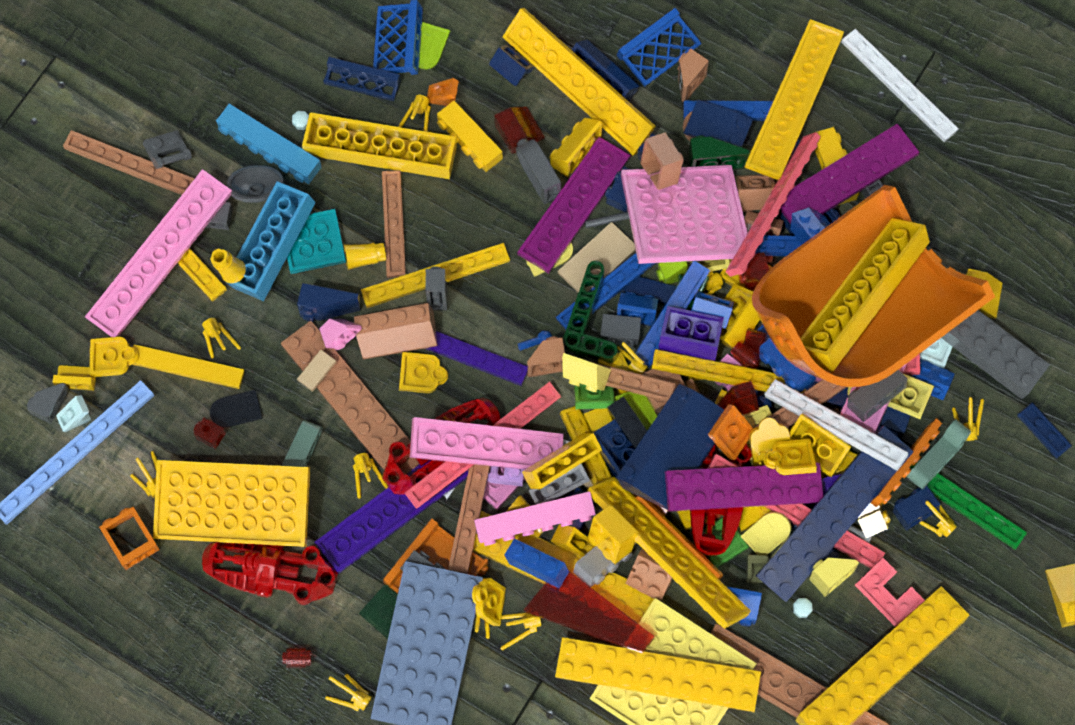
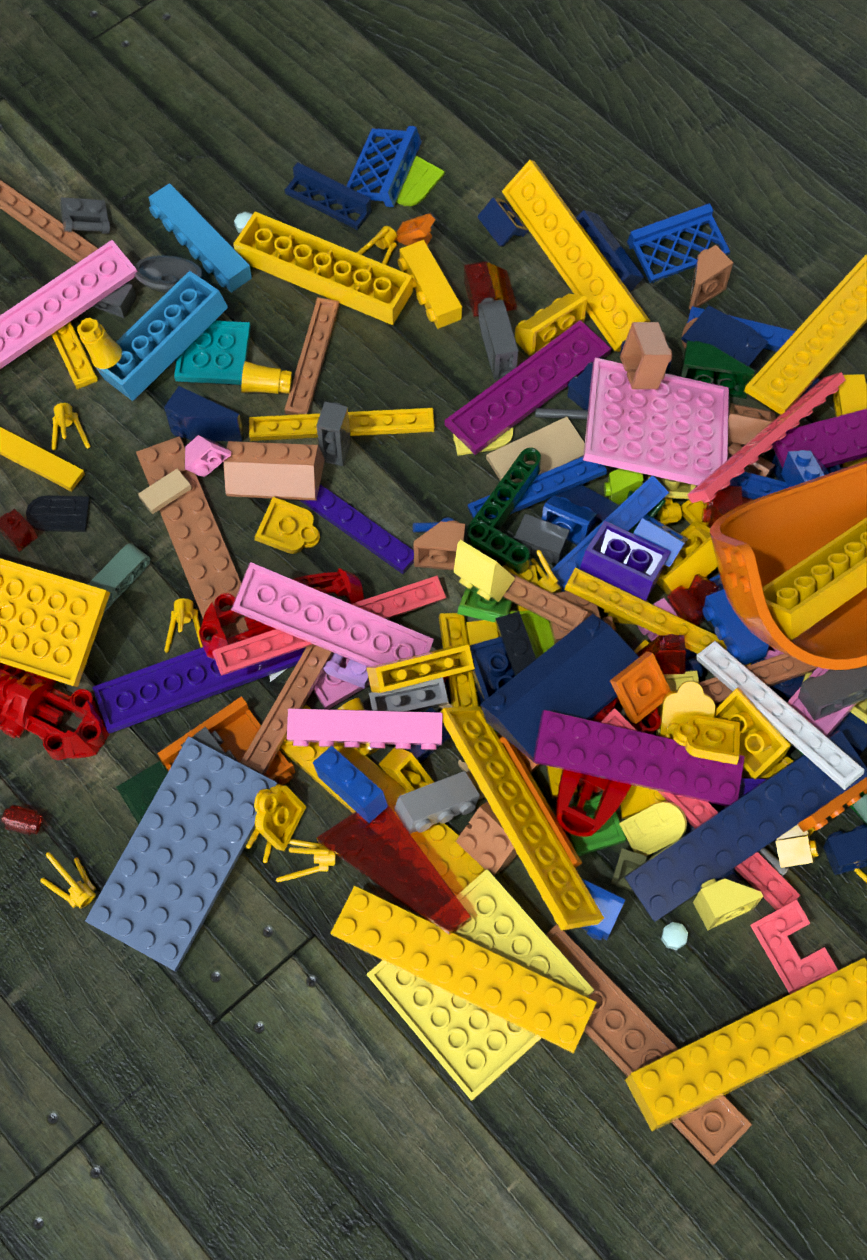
camera: 15 degrees right, 5 degrees down
(612, 534) = (454, 773): yellow brick -> none

